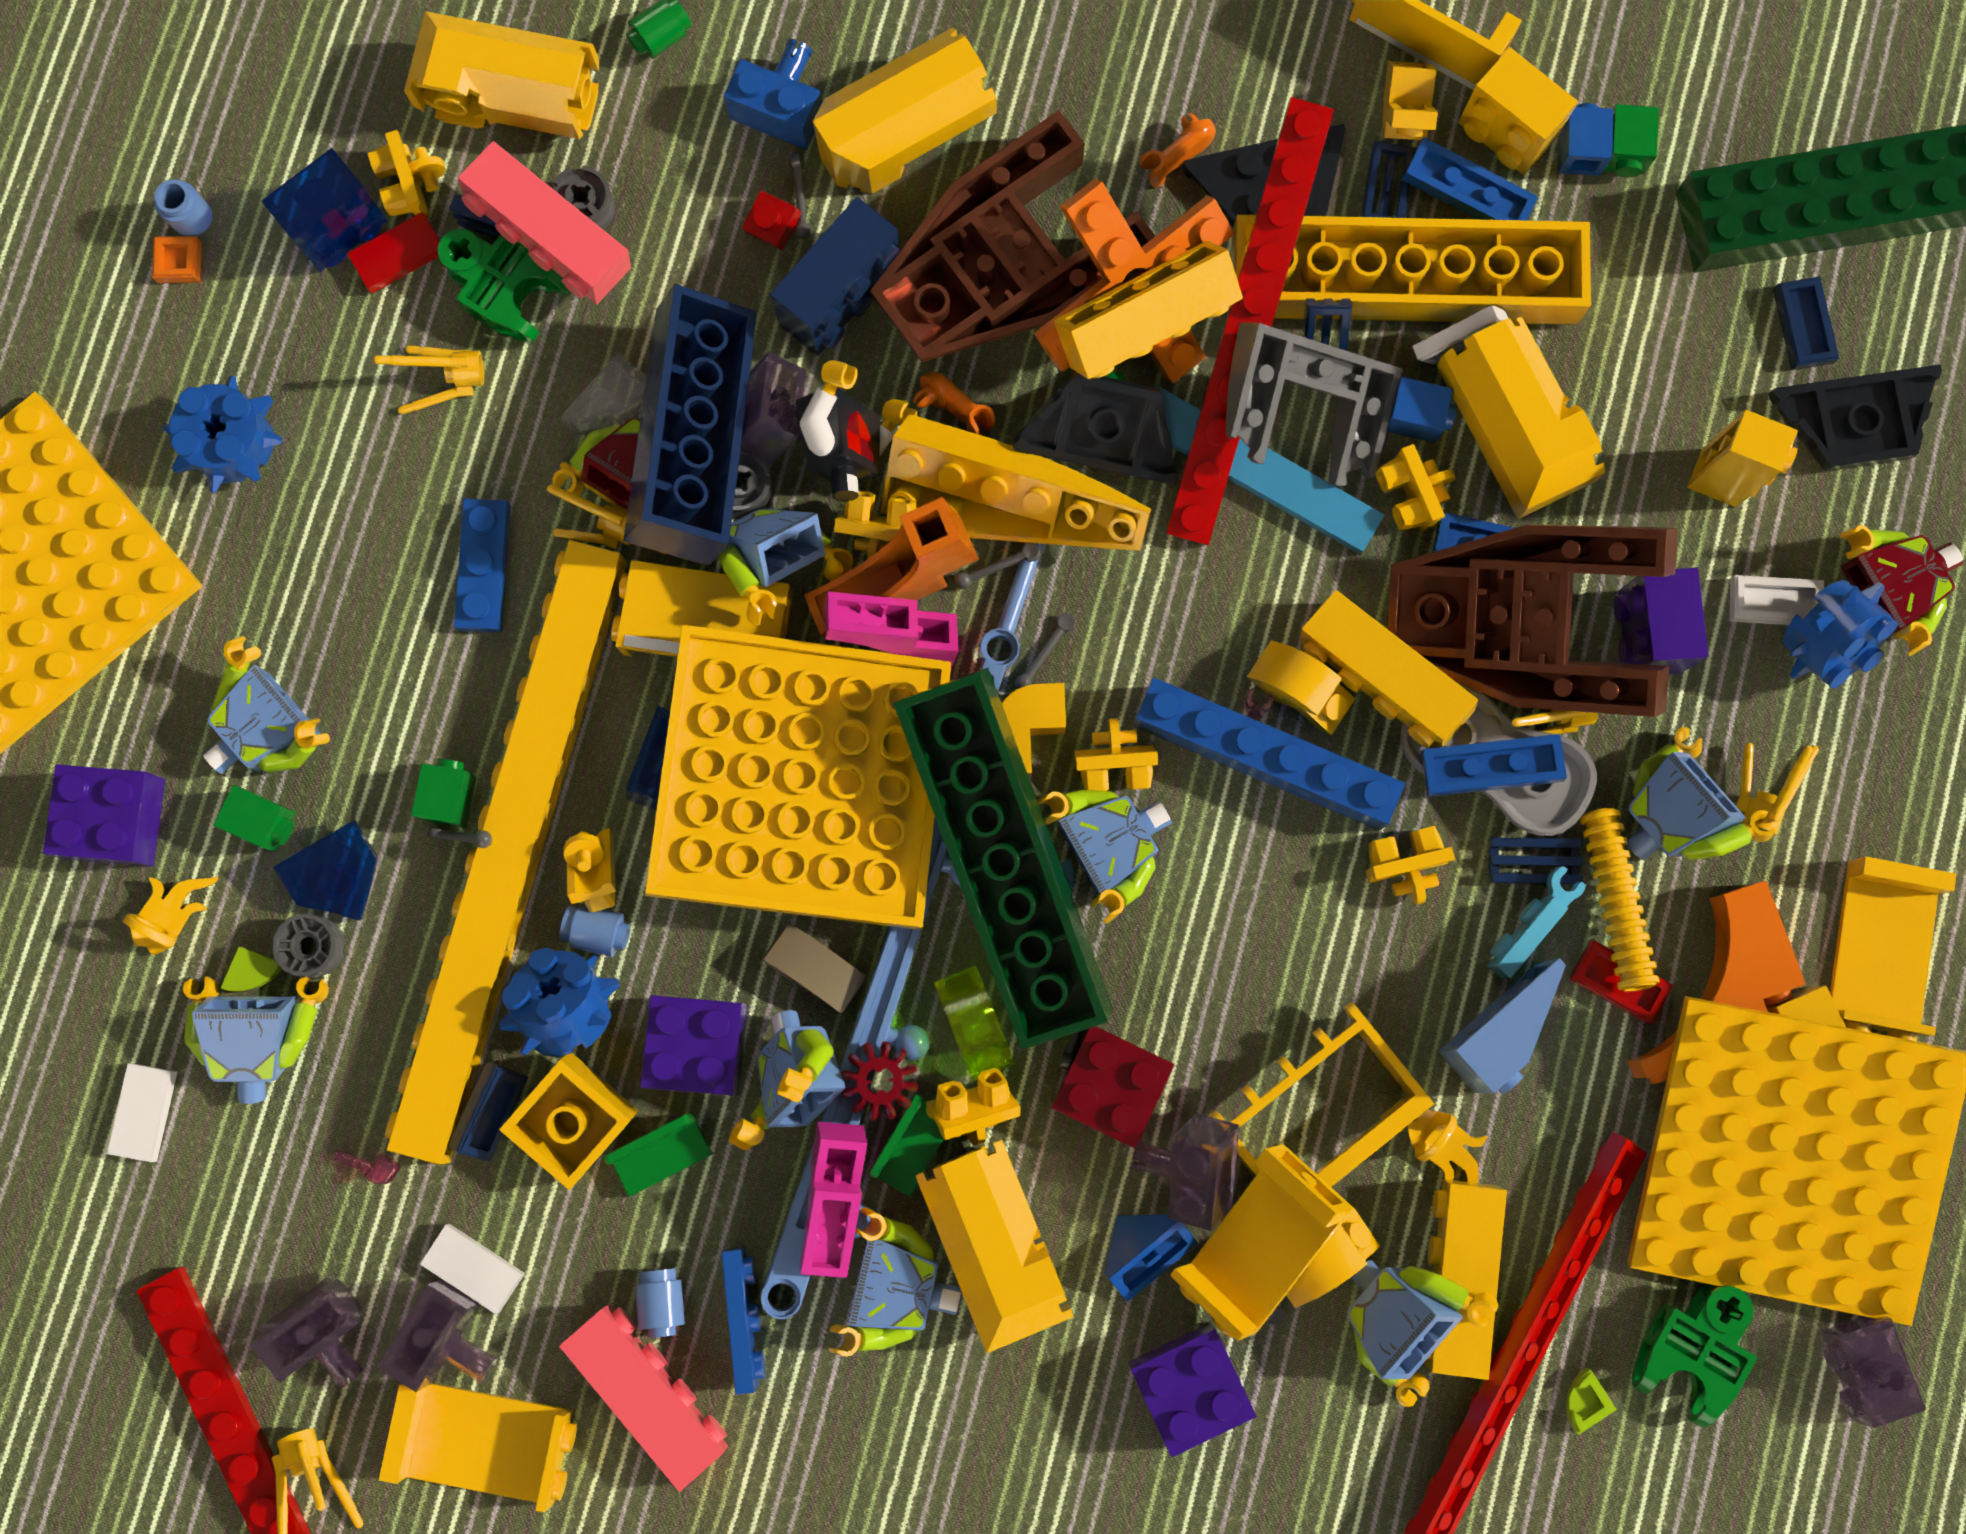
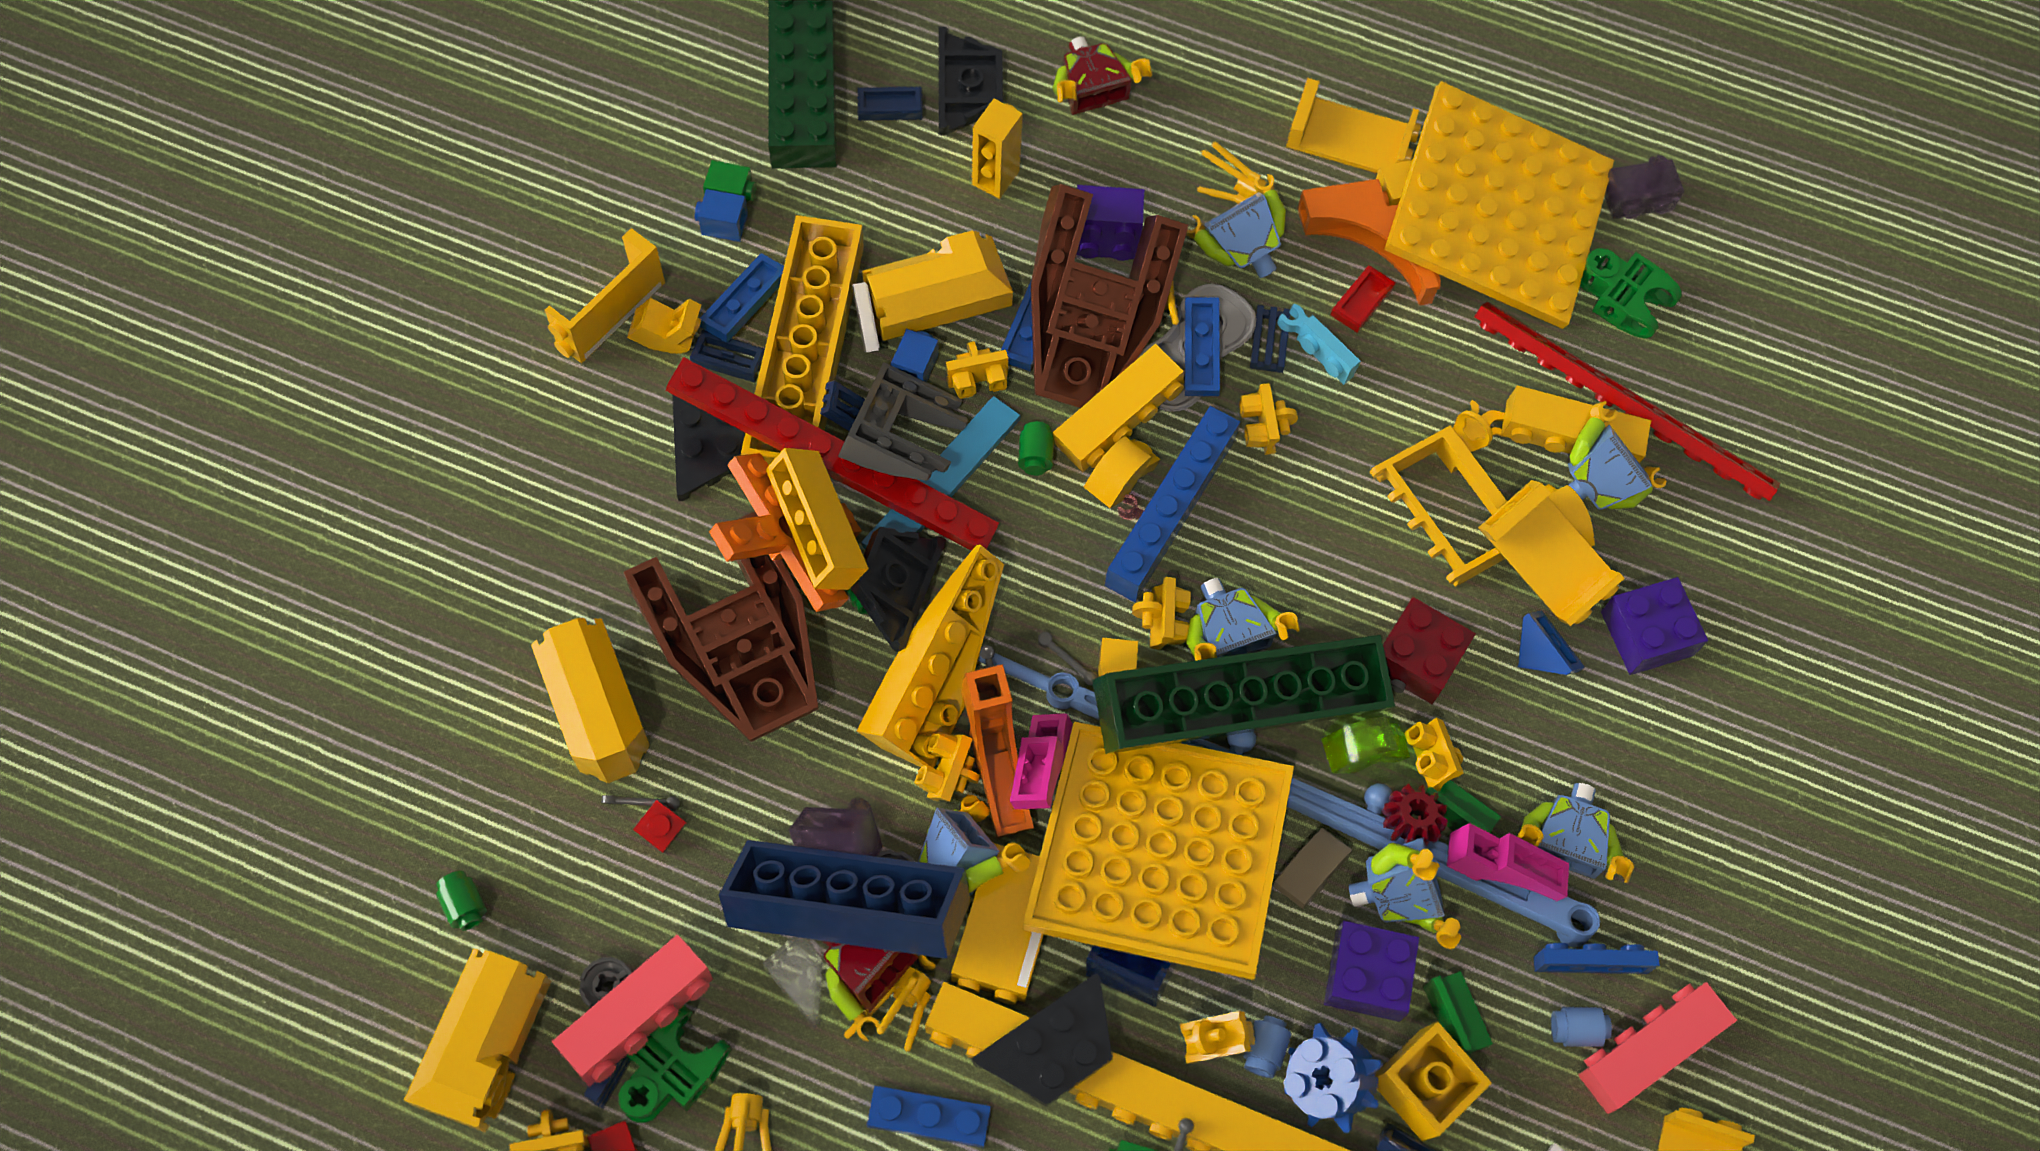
camera: 90 degrees left, 15 degrees down
(556, 683) = (1054, 1046): none -> black wing
(775, 99) = (552, 806): blue brick -> none
(836, 277) = (730, 768): dark blue brick -> none
(843, 435) = (867, 779): torso -> none
(946, 395) = (840, 705): orange piece -> none
(992, 1246) = (1543, 749): yellow brick -> none
(1192, 141) = (660, 483): orange piece -> none
(1197, 1168) = (1494, 594): brick -> none
(1317, 576) = (1036, 448): none -> green brick
(1504, 1034) = (1399, 369): medium blue slope -> none
(1516, 112) = (695, 251): yellow brick -> none
(1587, 1402) = (1661, 368): lime tile -> none
(1619, 899) = (1307, 285): yellow piece -> none
(1771, 598) = (1093, 156): white tile -> none
(1839, 633) = (1131, 114): blue brick -> none

